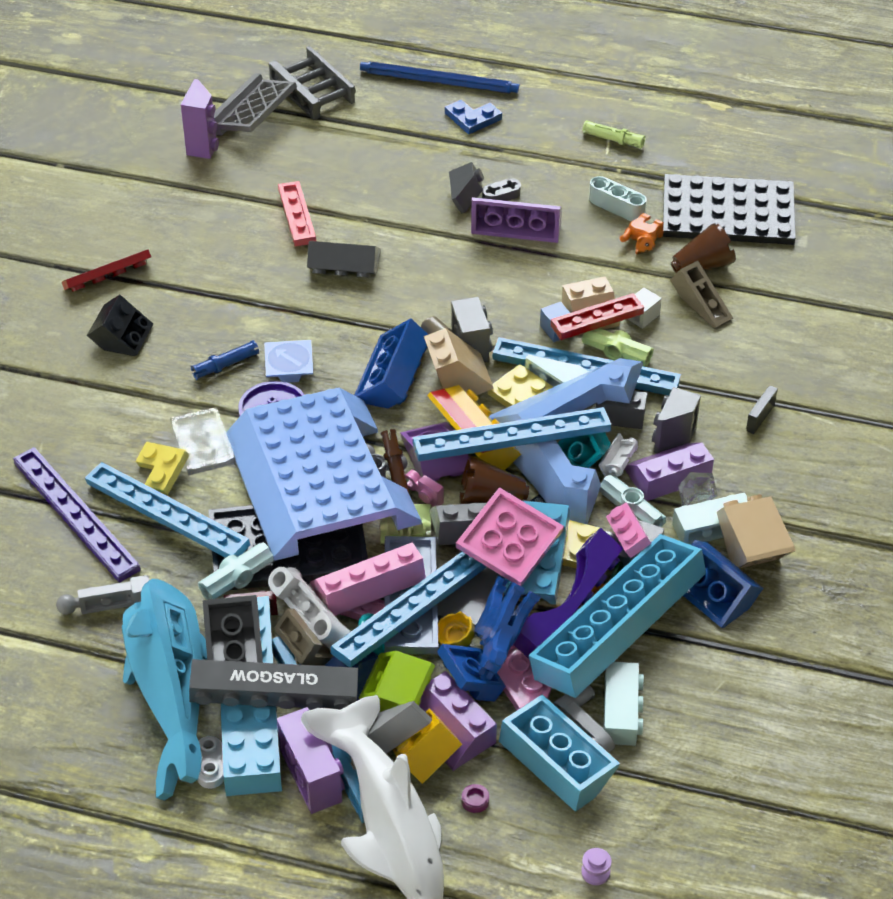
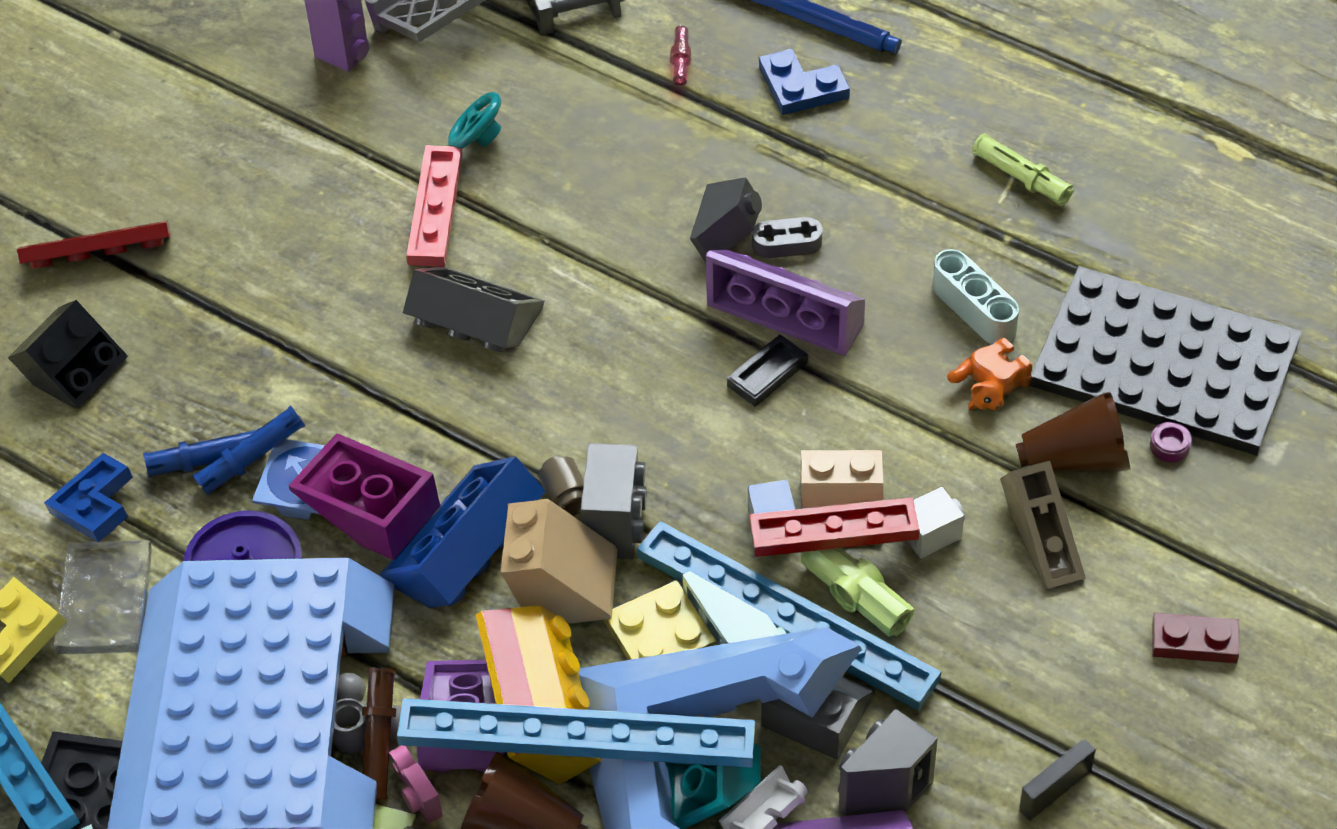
camera: 20 degrees right, 5 degrees up
(170, 396) = (86, 498): none -> blue plate
(246, 358) = (249, 450): none -> blue pin
(304, 168) = (477, 124): none -> teal piece
(332, 357) = (368, 494): none -> magenta slope
(399, 114) = (680, 55): none -> clear pink bar
(520, 257) = (767, 370): none -> black tile
(748, 246) = (1170, 442): none -> tile
(801, 332) = (1195, 638): none -> plate

